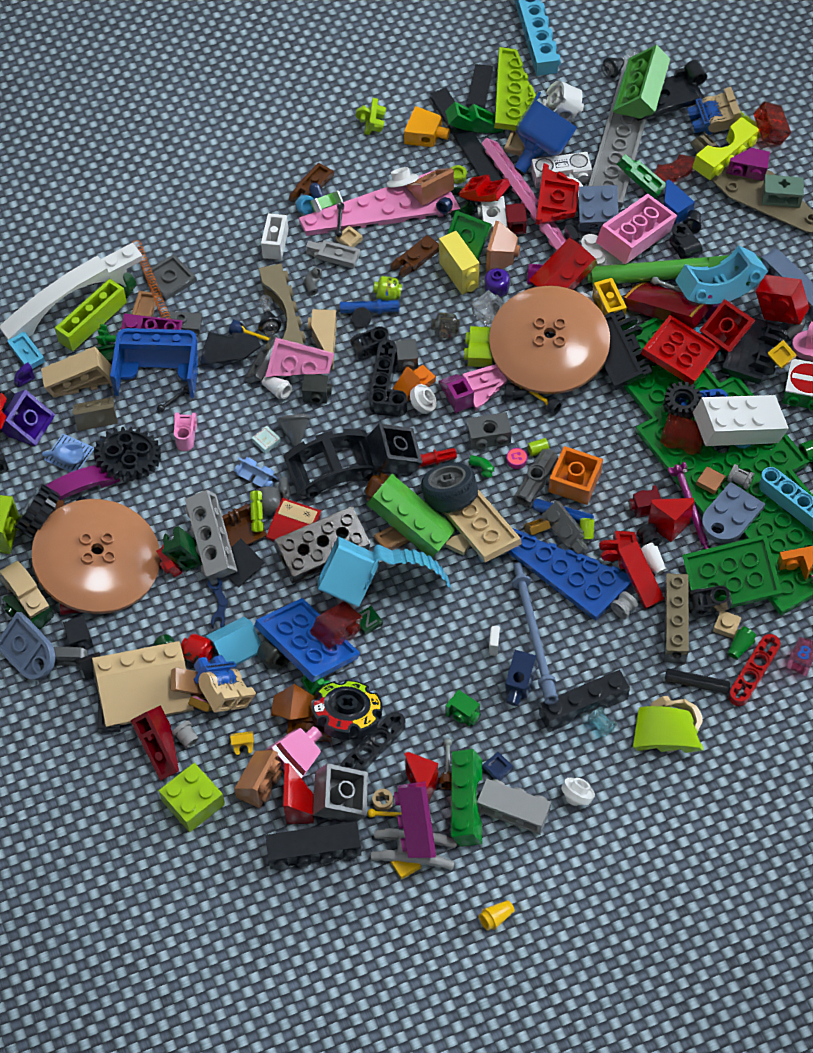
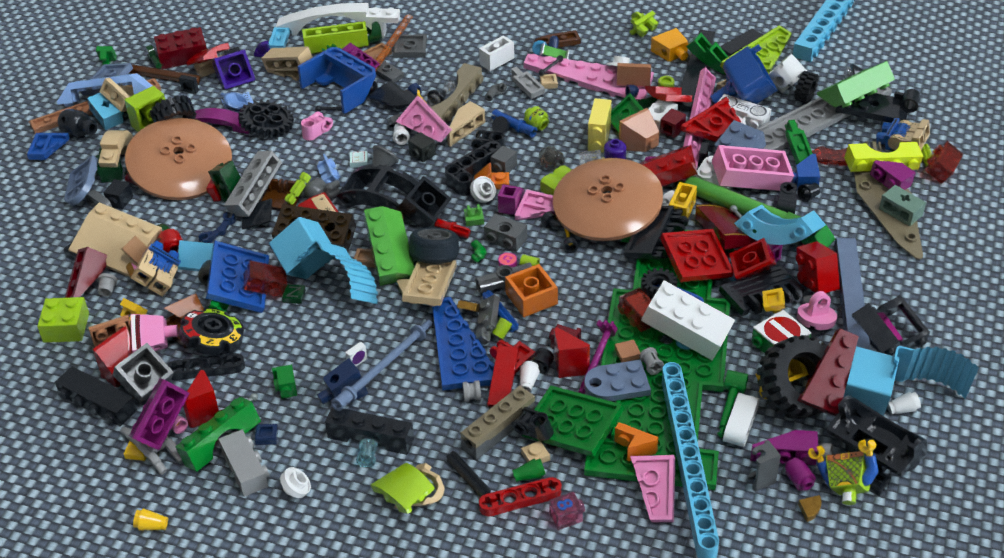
camera: 40 degrees right, 15 degrees down
(95, 414) = (275, 89): dark tan slope -> none
(416, 256) = (573, 113): reddish brown hinge -> none
(439, 431) = (473, 216): none -> bright green tile
(592, 108) = (806, 87): none -> black tyre

